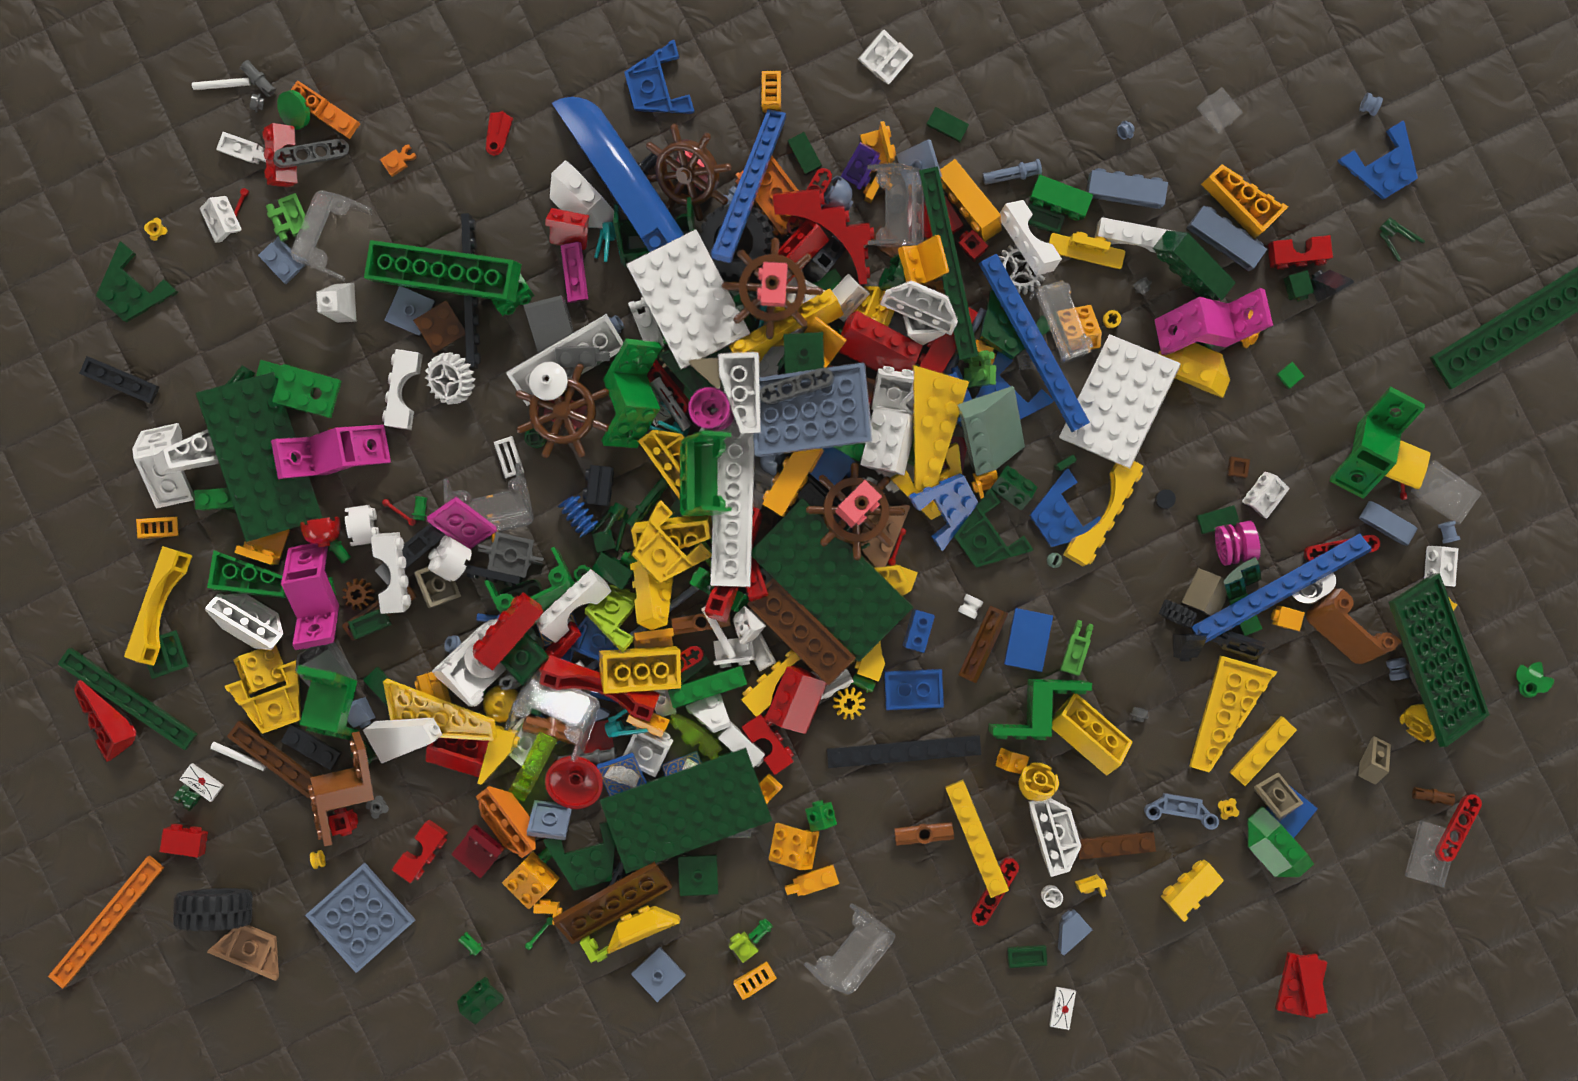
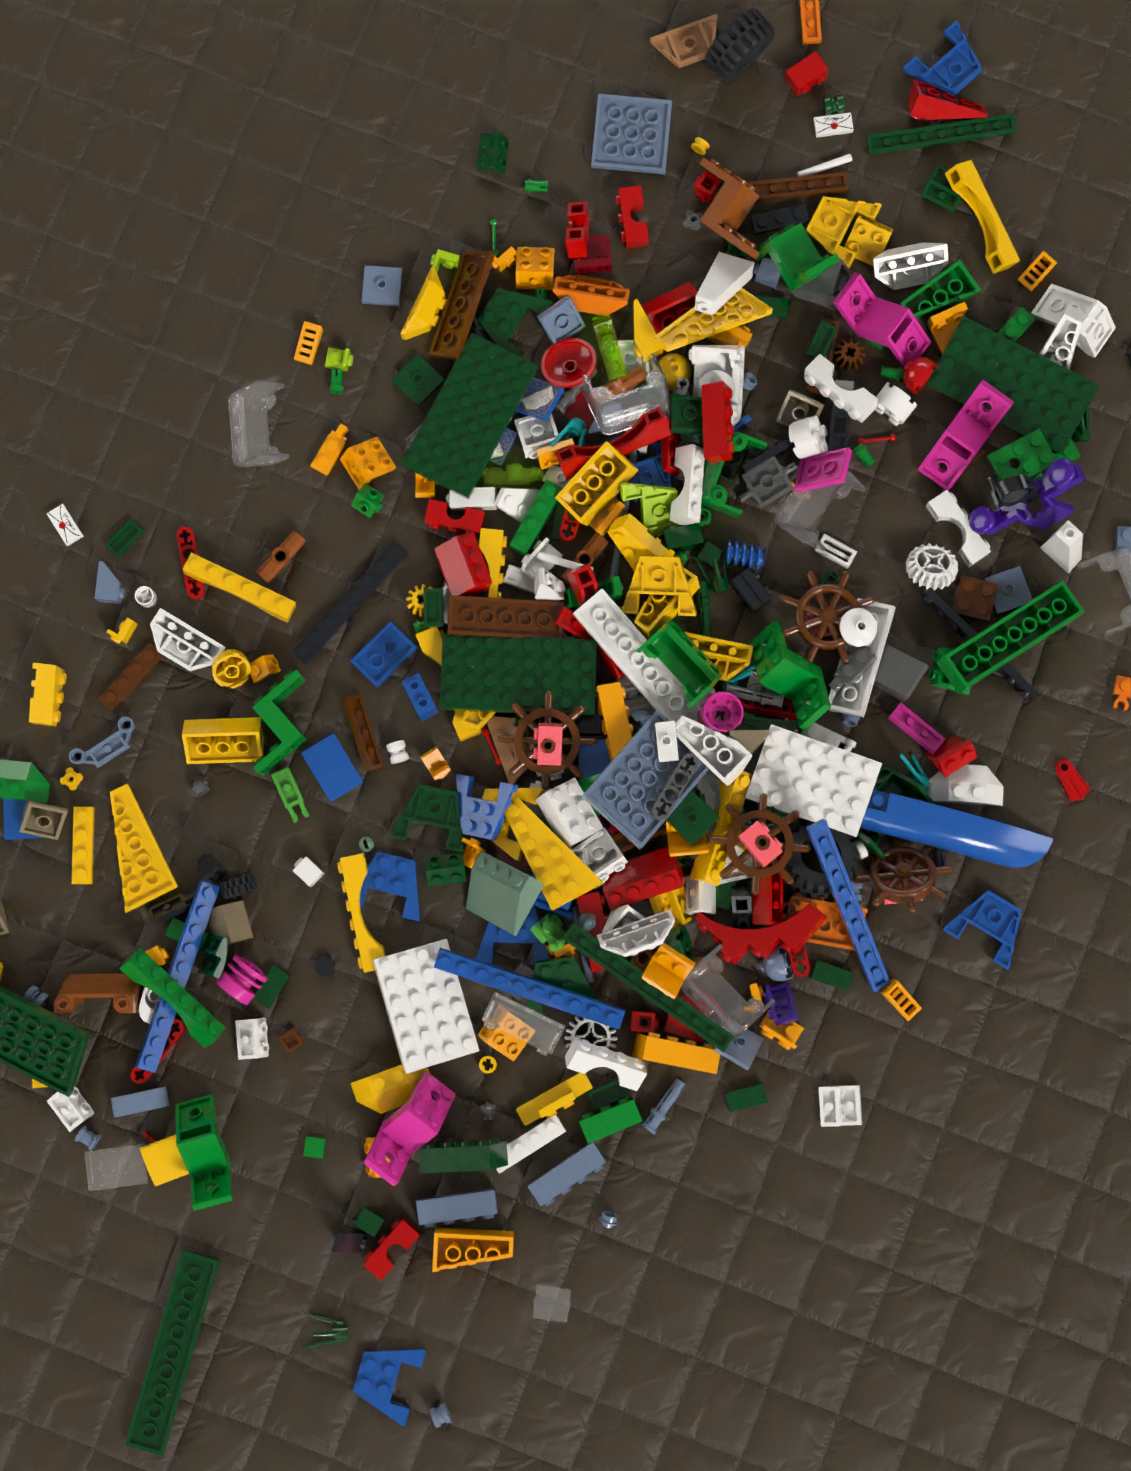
camera: 140 degrees right, 5 degrees down
(69, 740) = (953, 69): none -> blue wing
(342, 369) = (1017, 491): none -> dark purple piece
(475, 875) = (578, 231): none -> red arch
(700, 218) = (861, 849): none -> white tile
(771, 424) = (667, 741): none -> white plate
(847, 688) = (434, 608): none -> dark green tile
(948, 351) = (587, 921): none -> clear light blue plate
(950, 571) = (435, 763): none -> light orange bracket
(1065, 463) = (424, 921): dark green tile -> none
(1116, 579) = (308, 871): none -> white brick
(1303, 603) = (148, 973): none -> green arch

